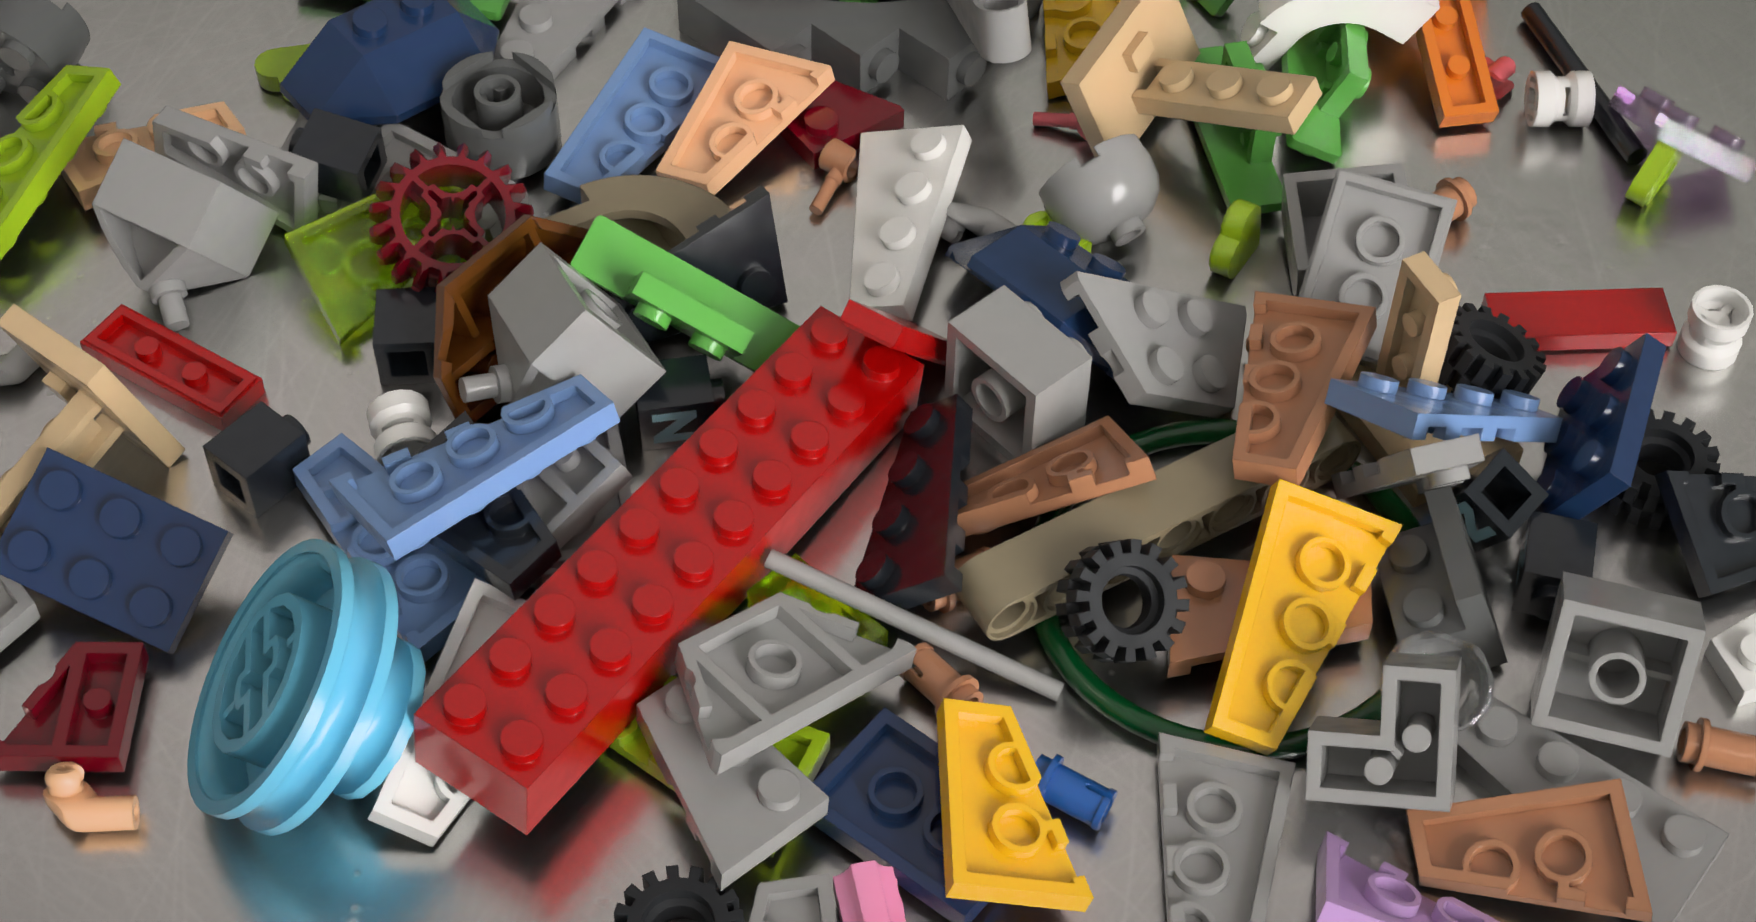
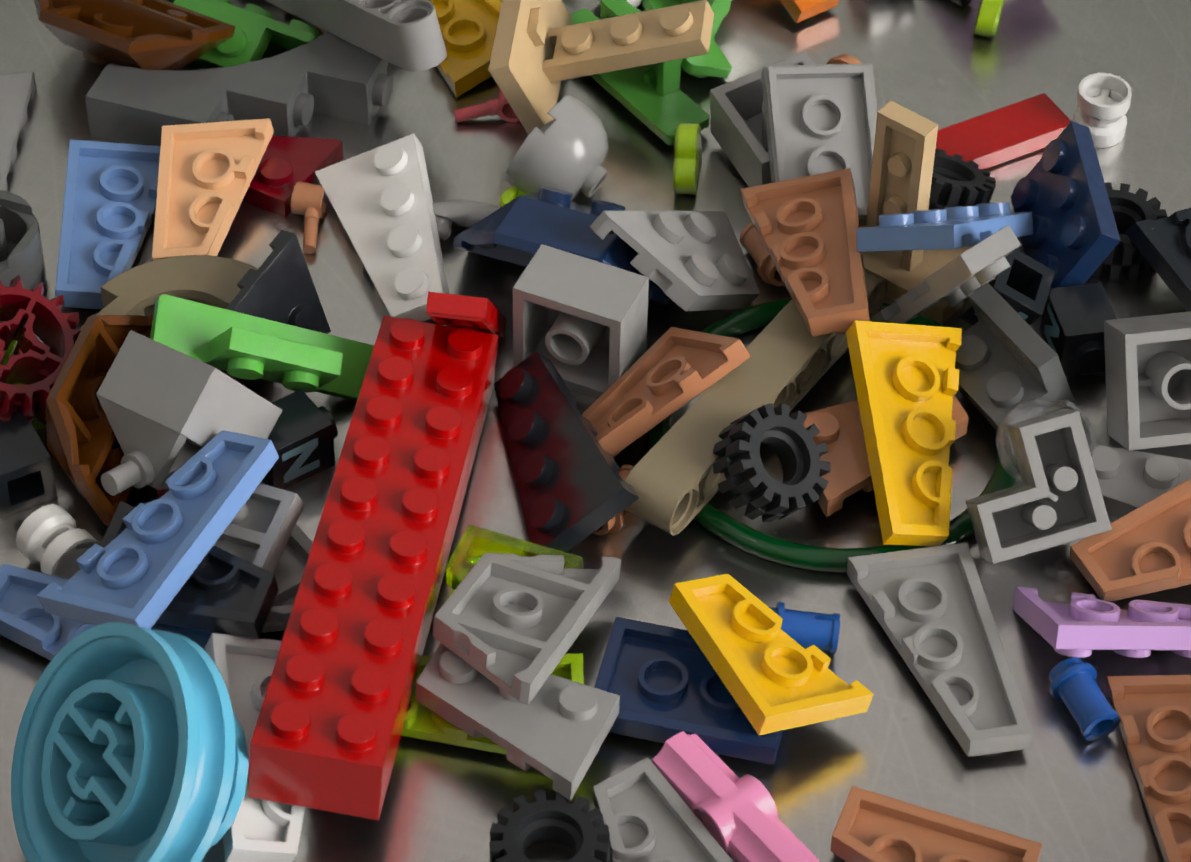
camera: 25 degrees left, 5 degrees down
(914, 625) = (600, 545): light grey axle -> none
(938, 679) = (647, 585): nougat pin -> none

